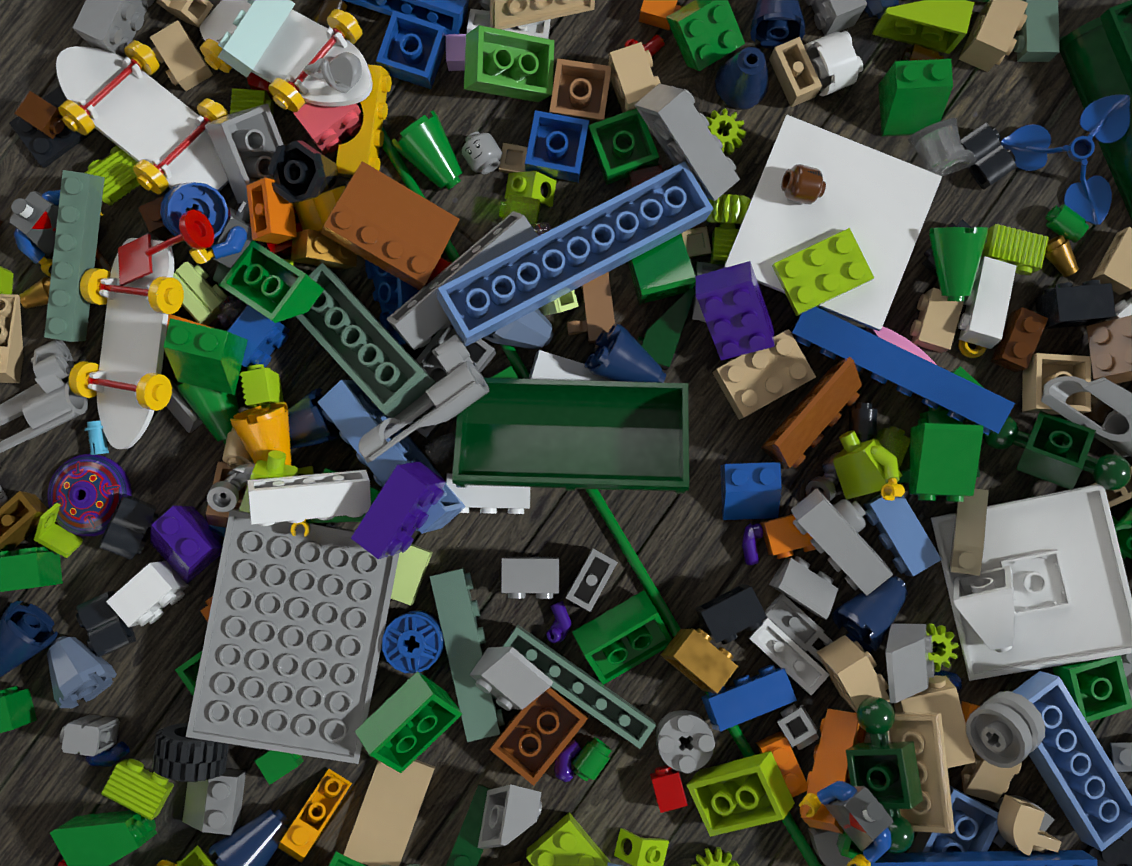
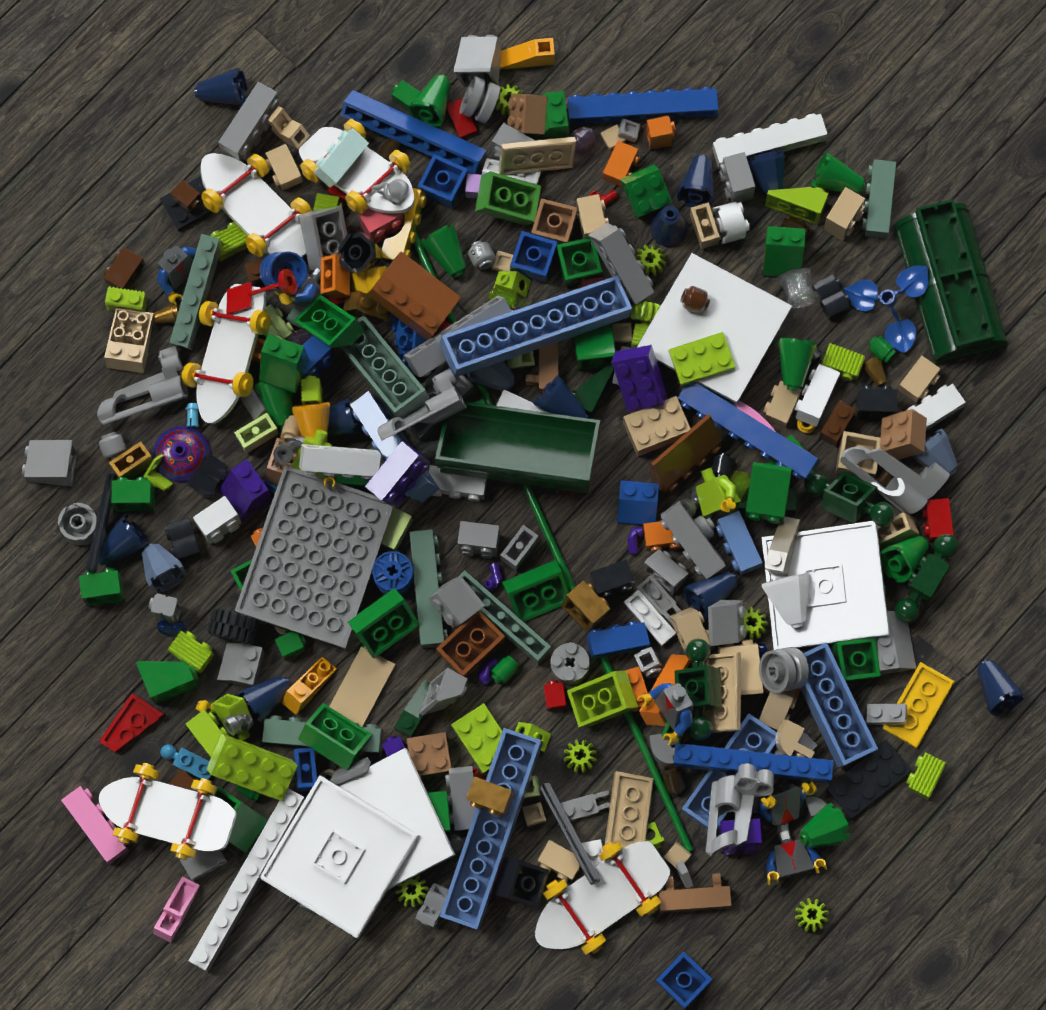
camera: 15 degrees right, 10 degrees down
(189, 455) = (256, 433): none -> yellowish green brick

